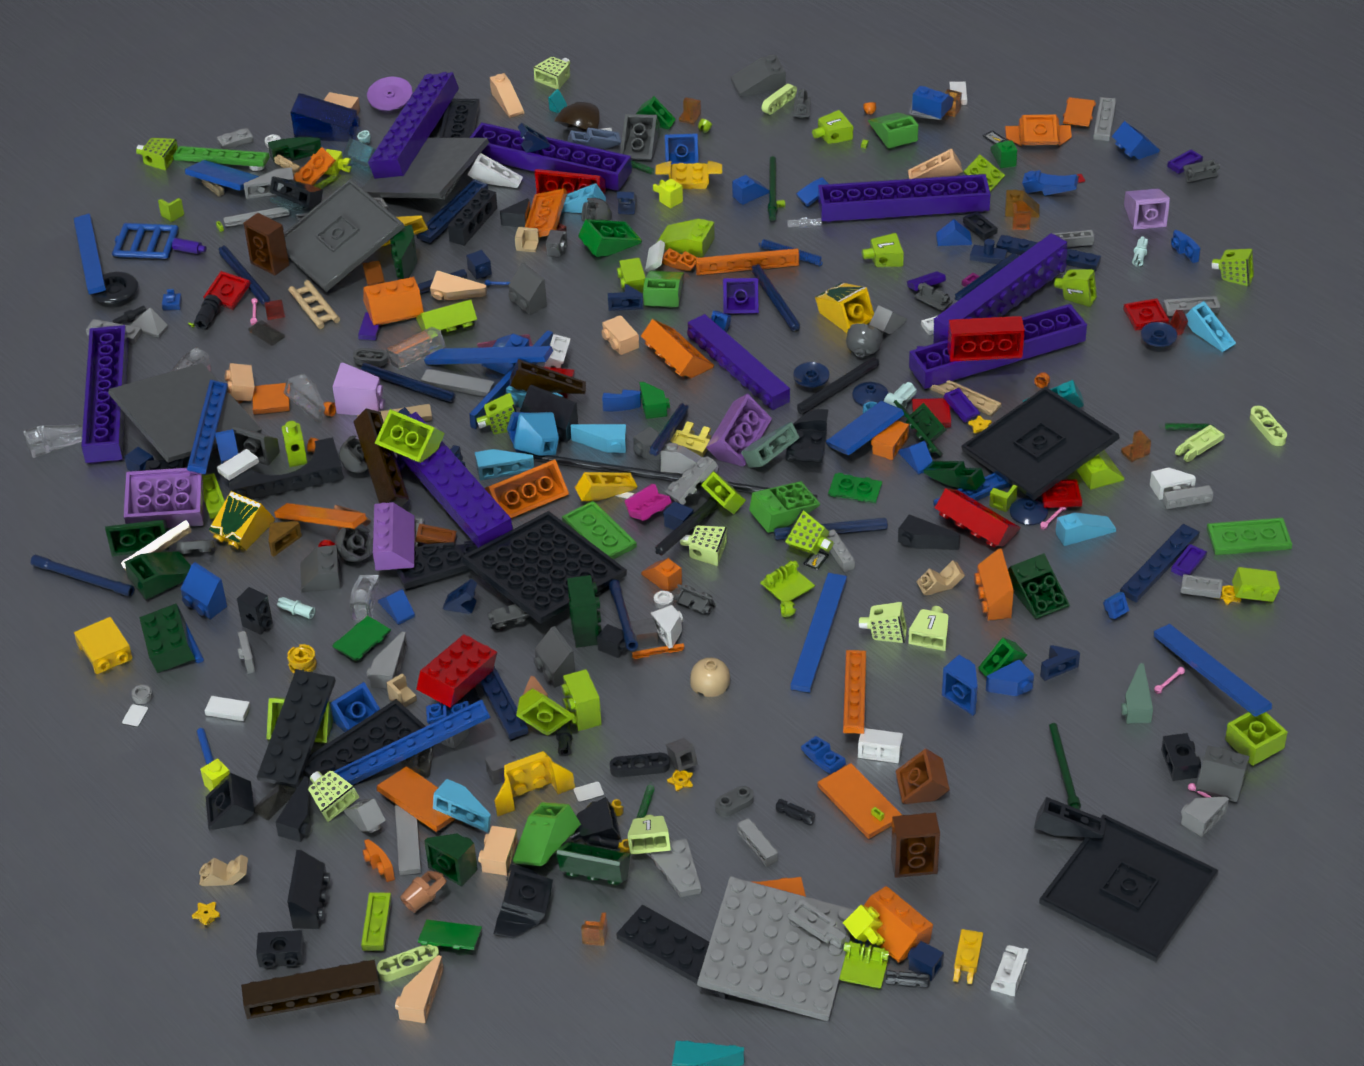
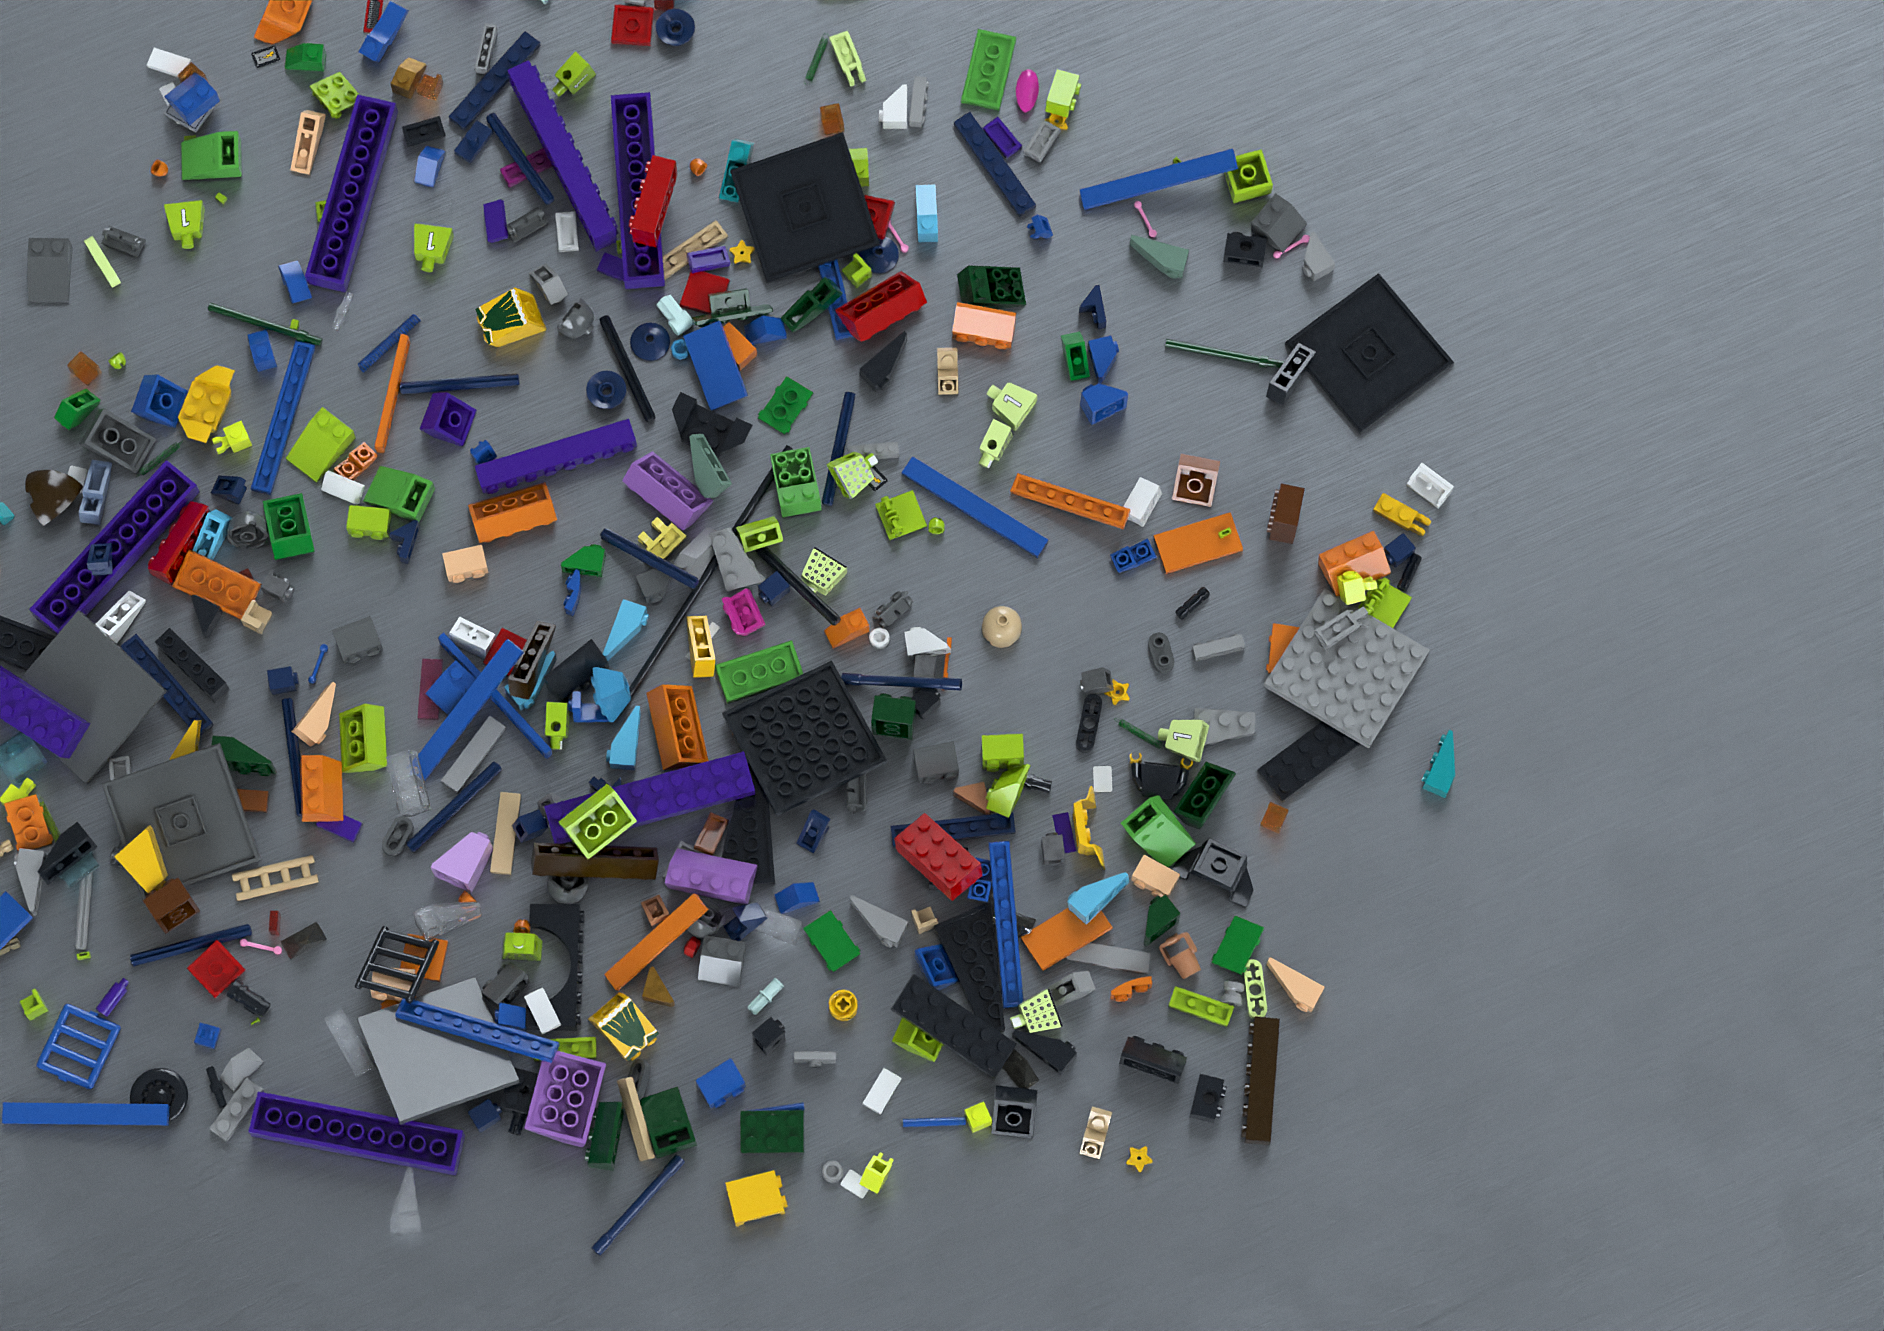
camera: 75 degrees left, 30 degrees up
(144, 716) = (876, 1173): none -> neon yellow brick
(243, 384) = (417, 979): none -> black bar
(299, 215) = (144, 860): none -> yellow slope
(360, 570) = (746, 920): none -> dark blue slope
(391, 942) = (1233, 993): none -> light grey wheel
(716, 215) = (283, 418): none -> blue tile
(1247, 560) = (1027, 90): none -> dark pink arm

